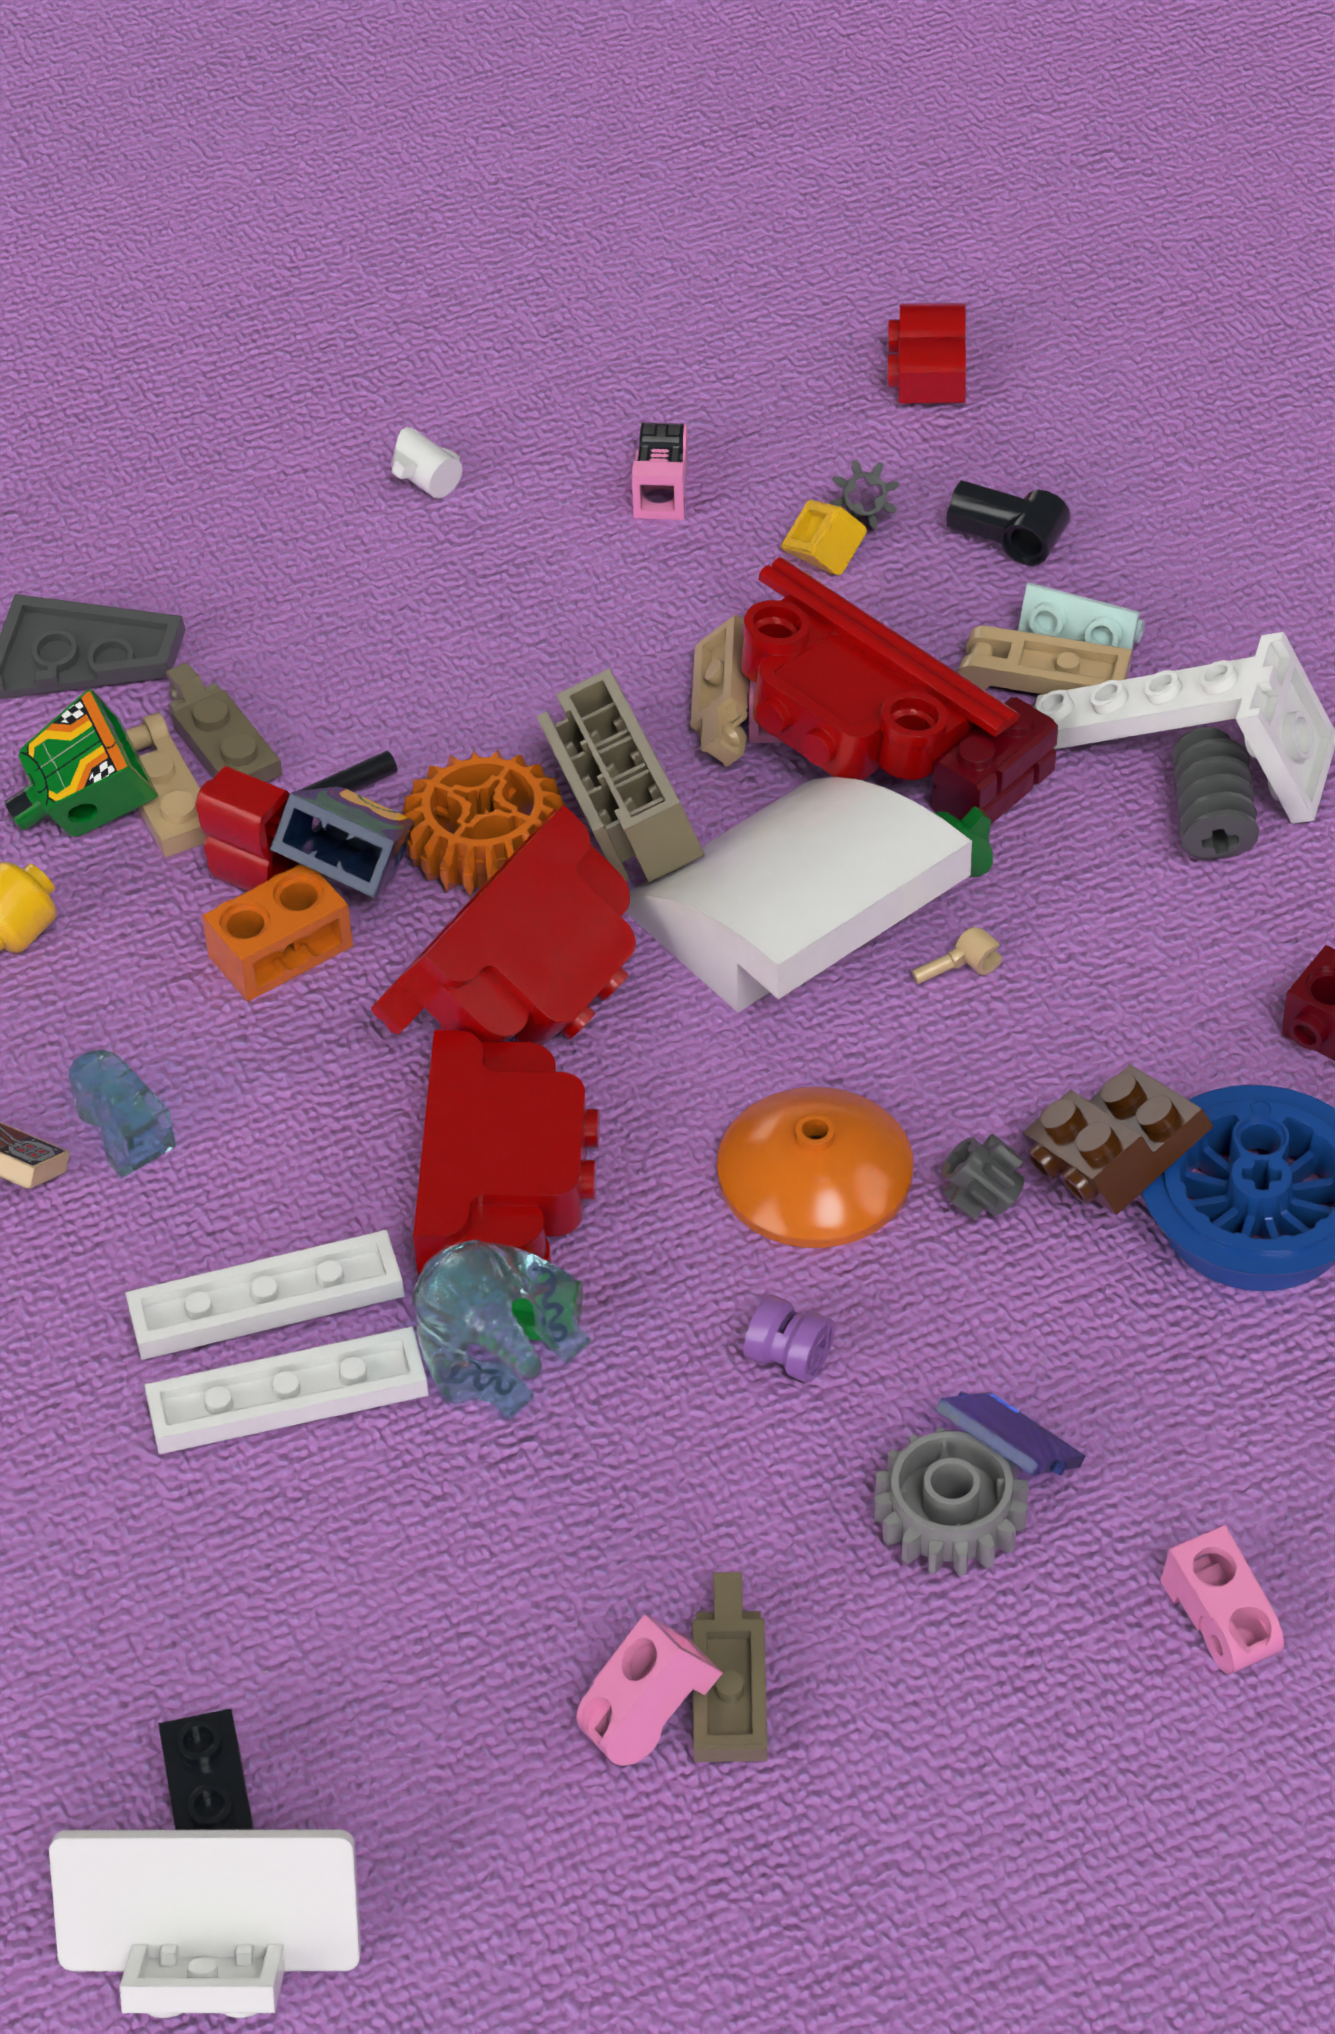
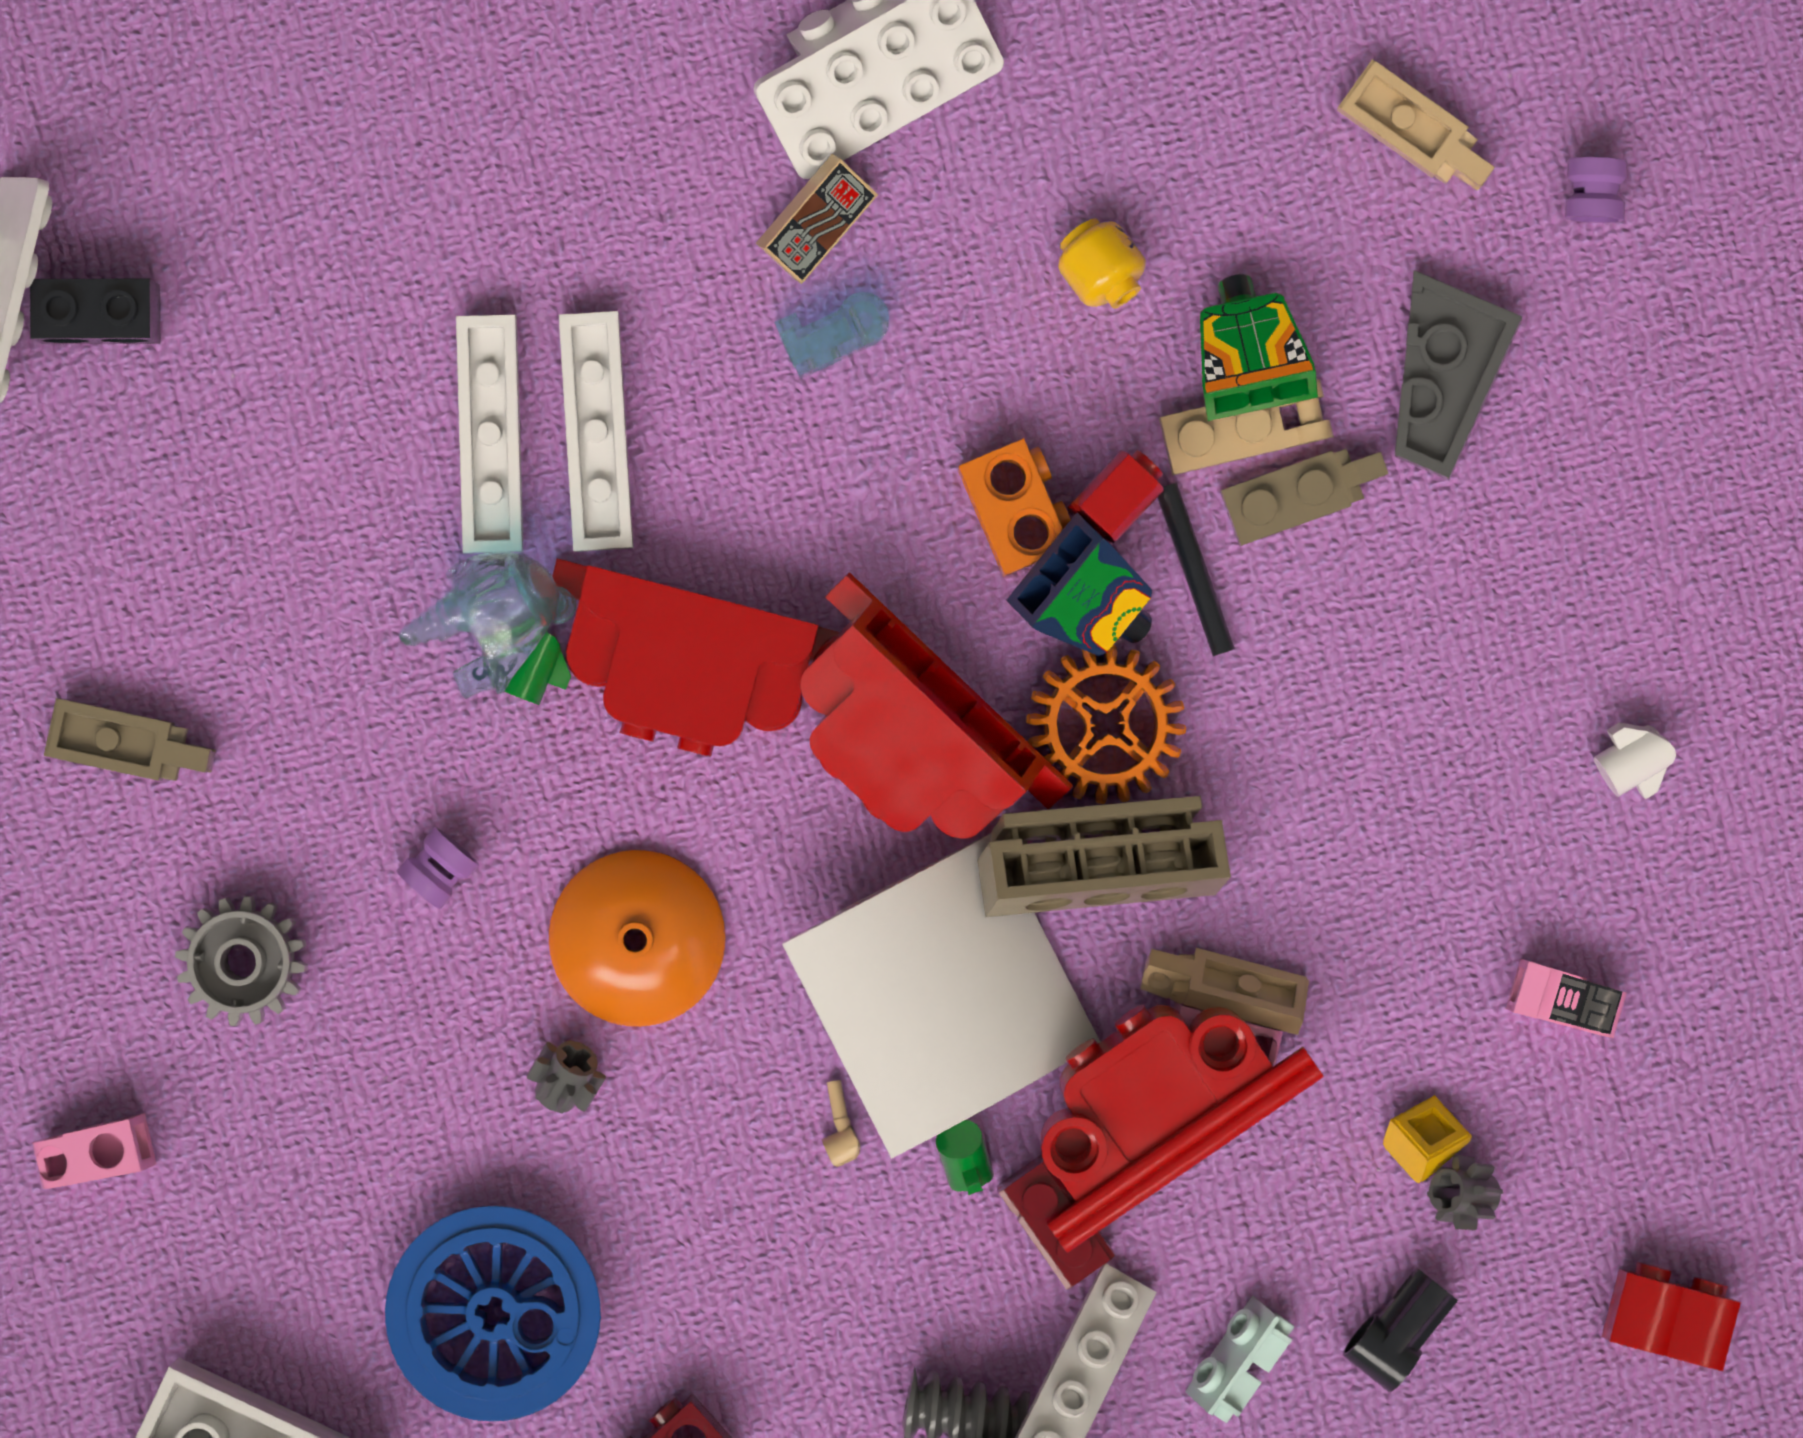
camera: 100 degrees right, 40 degrees up
(642, 1690) = (109, 672): bright pink leg -> none
(1010, 1433) = (289, 1026): clear blue piece -> none
(1039, 661) = (1188, 1310): tan plate -> none
(1115, 1140) = (564, 1200): reddish brown plate -> none

